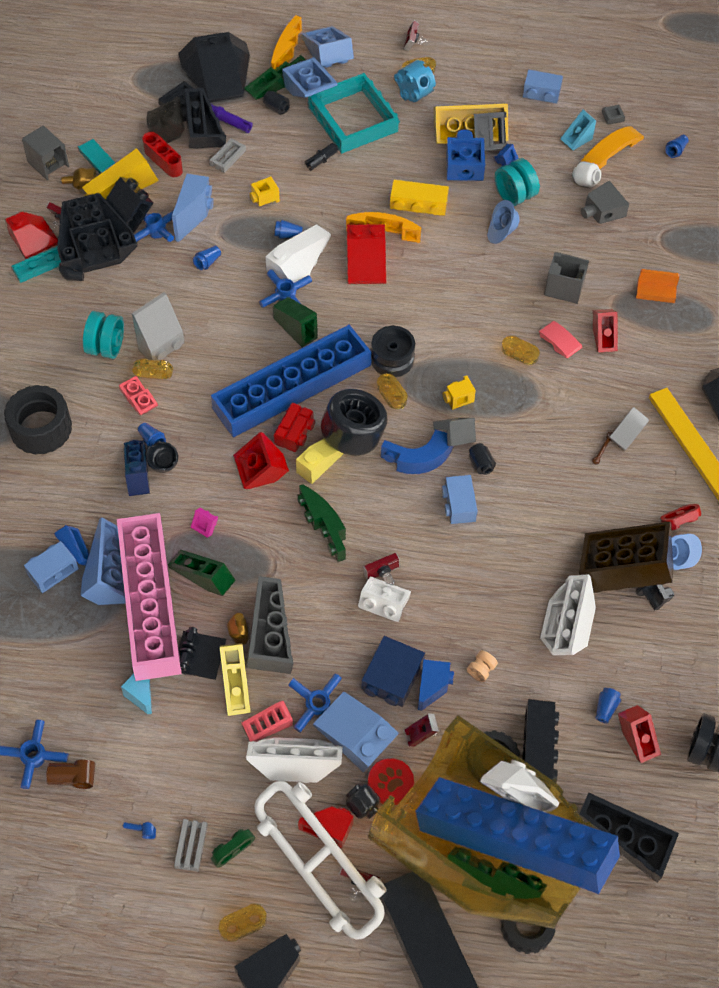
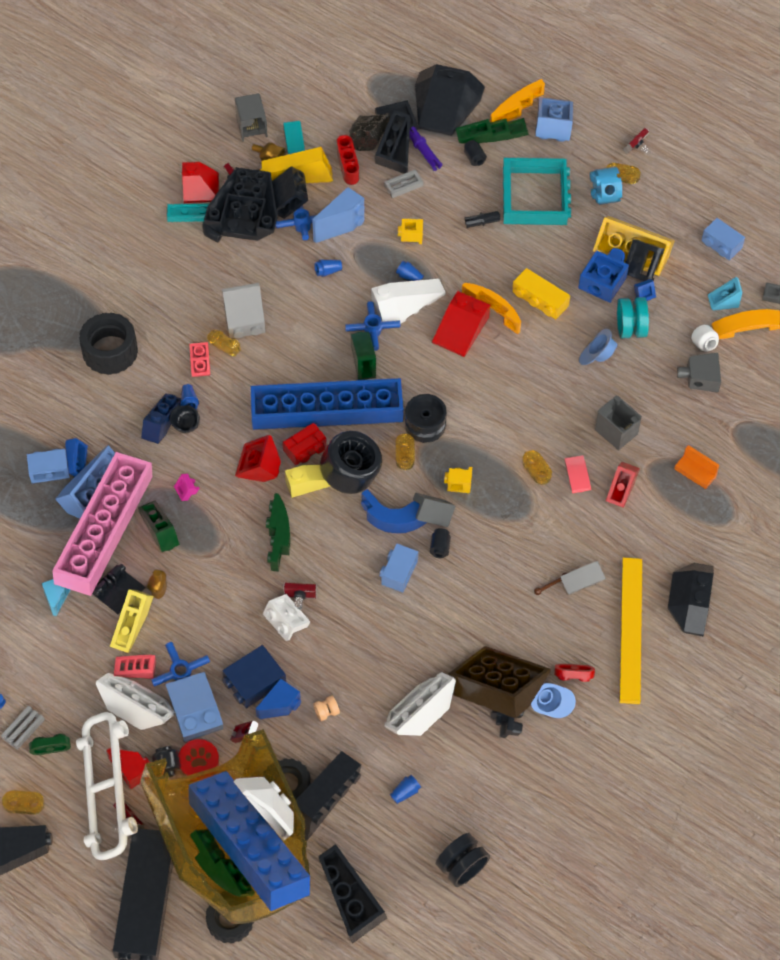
camera: 30 degrees right, 0 degrees up
(103, 334) = (199, 296): teal wheel -> none
(269, 632) = (179, 594): dark grey wedge -> none
(307, 78) = (511, 143): medium blue slope -> none
(639, 733) = (414, 824): red slope -> none

